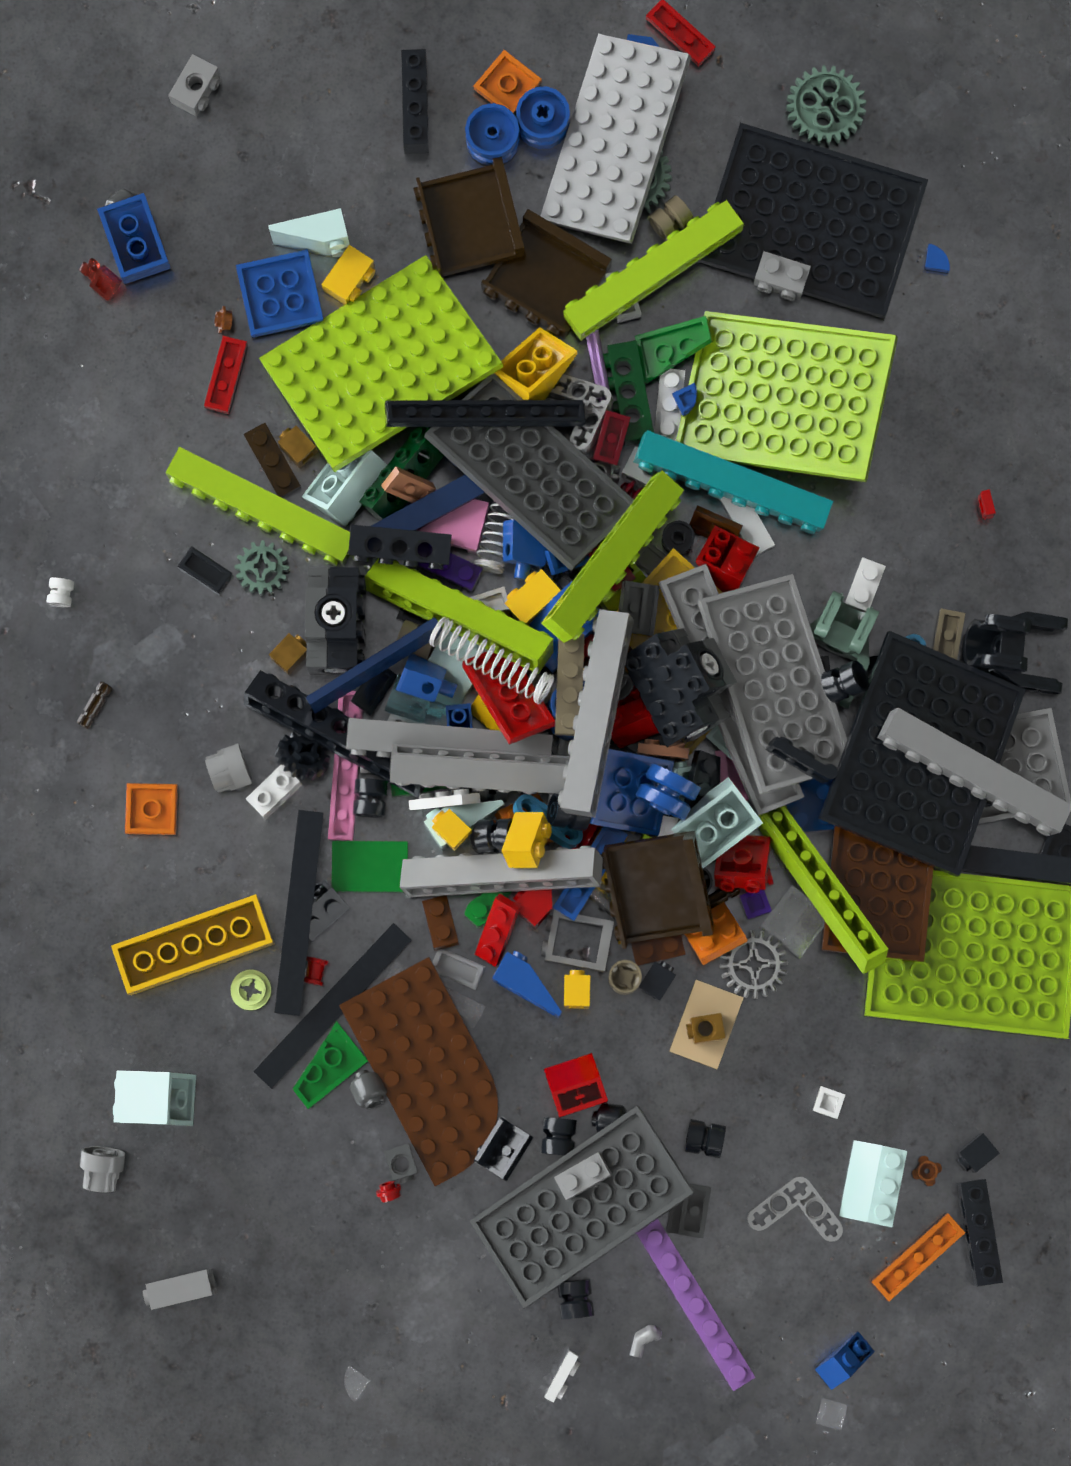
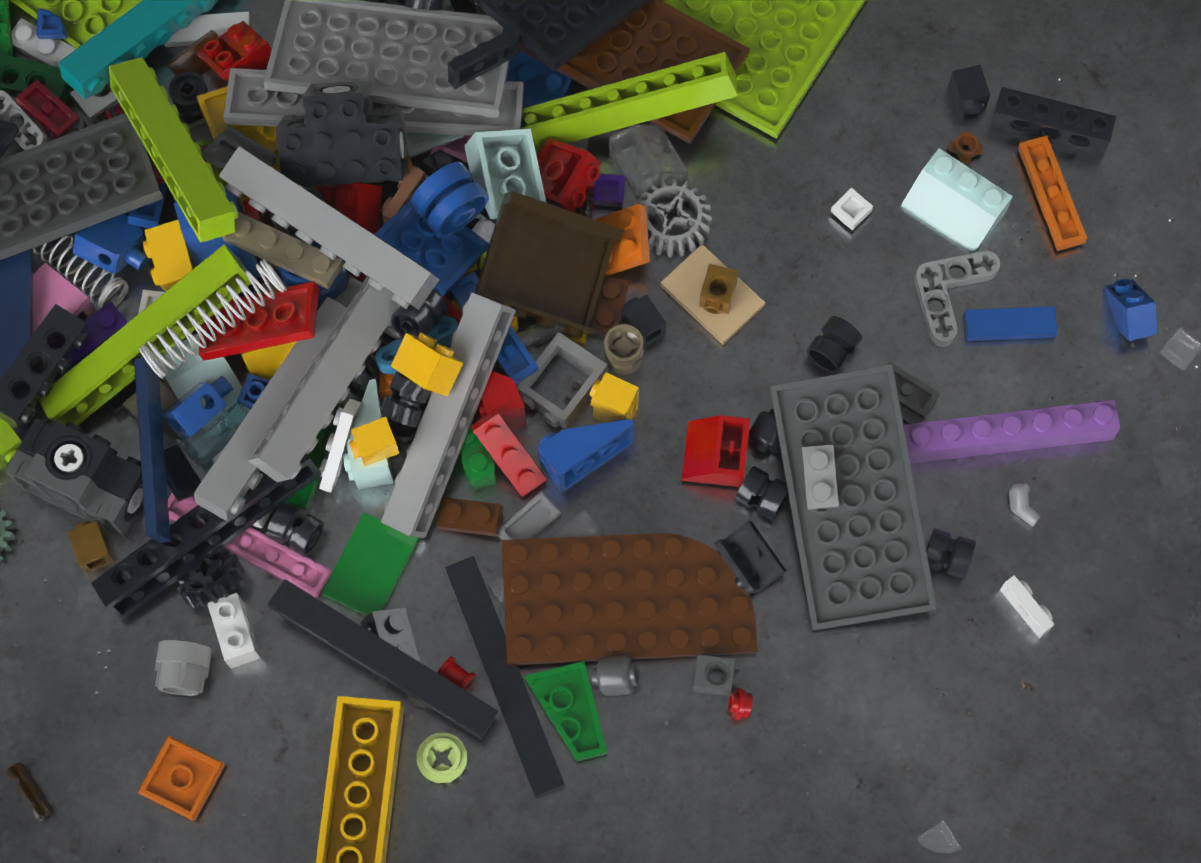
camera: 65 degrees left, 10 degrees down
(790, 1269) = (1010, 323): none -> blue tile

